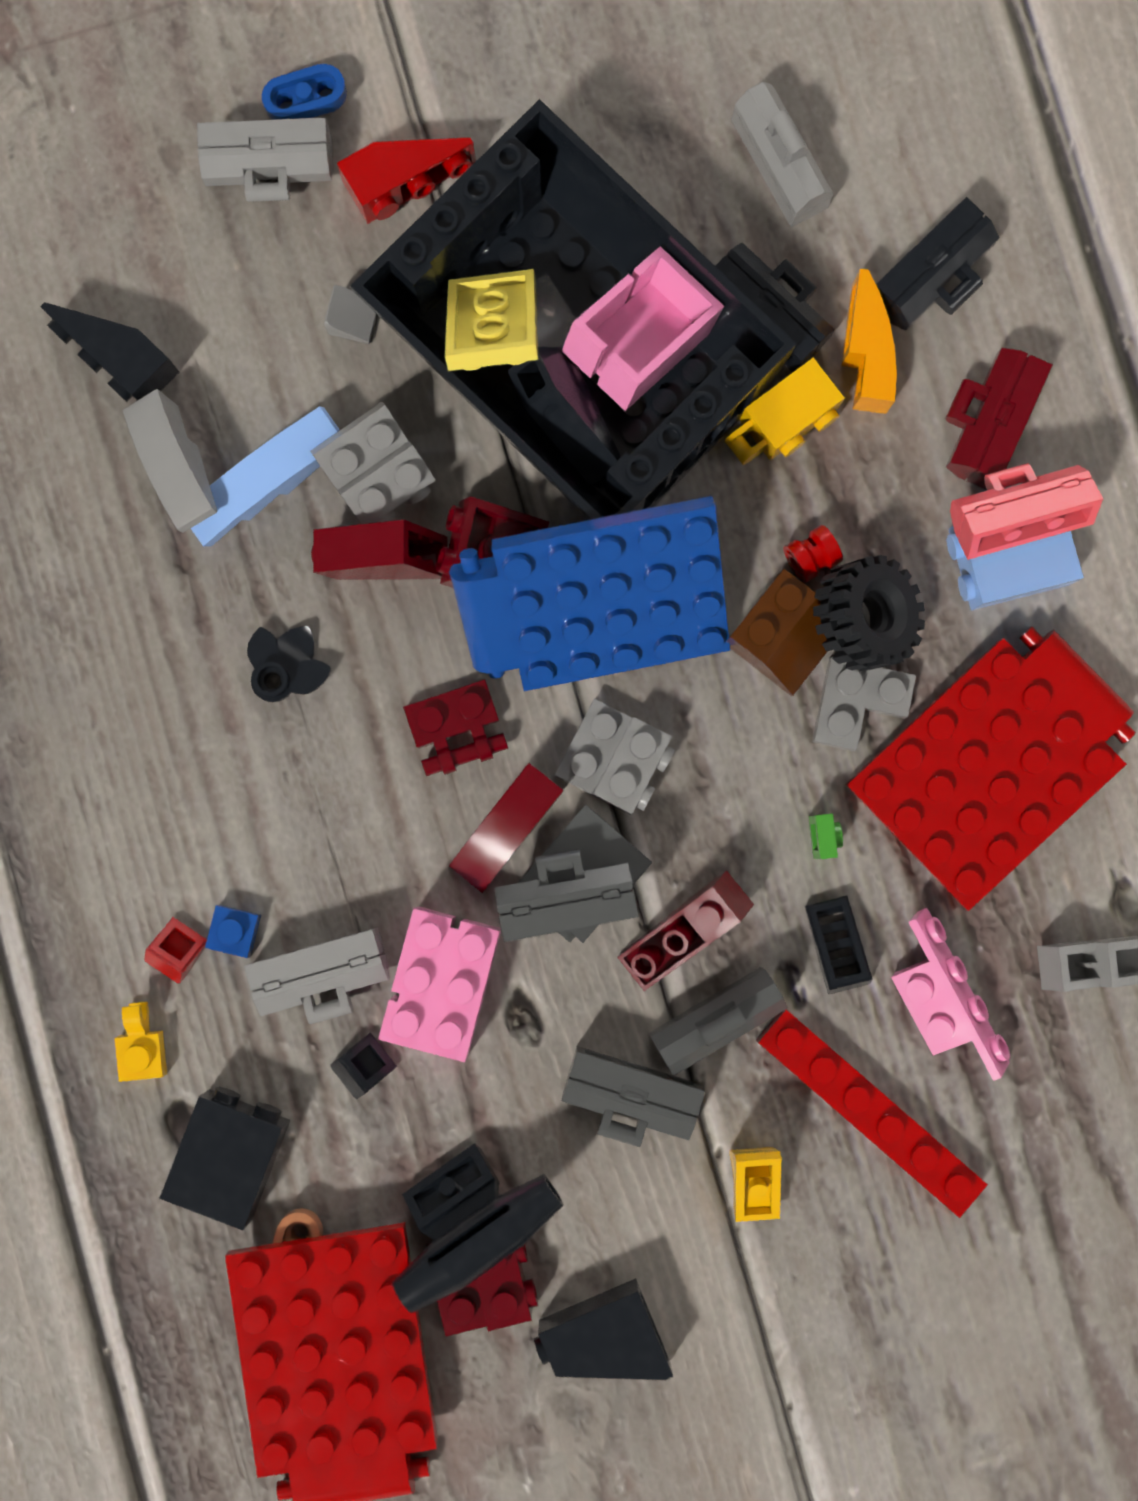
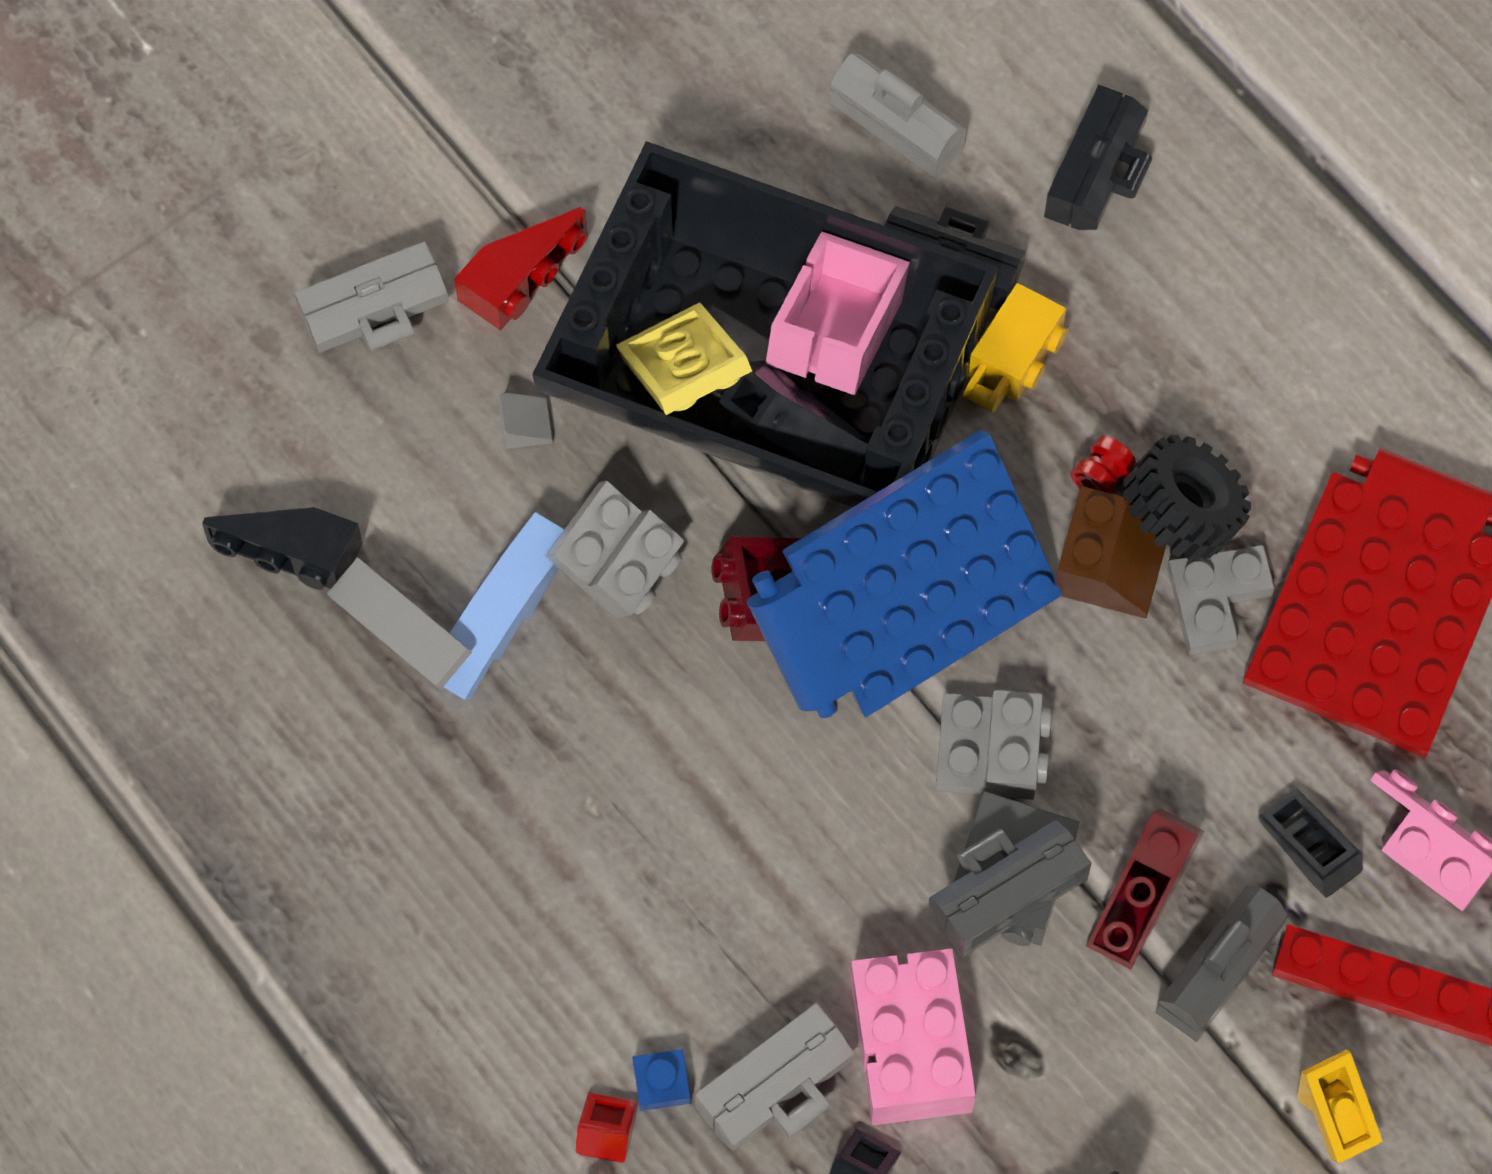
camera: 20 degrees left, 20 degrees down
(288, 657) = (604, 780): black plate -> none
(303, 91) = (383, 229): blue plate -> none
(377, 551) = (654, 631): dark red slope -> none
(452, 715) = (800, 769): dark red plate -> none
(506, 827) = (910, 854): dark red slope -> none
(619, 1086) = (1167, 1067): dark grey piece -> none
(825, 836) = (1244, 735): bright green plate -> none
(870, 347) = (1068, 256): light orange slope -> none
(1000, 420) = (1229, 291): dark red piece -> none
(1016, 570) = (1304, 393): light blue brick -> none
(1024, 512) = (1292, 341): coral piece -> none

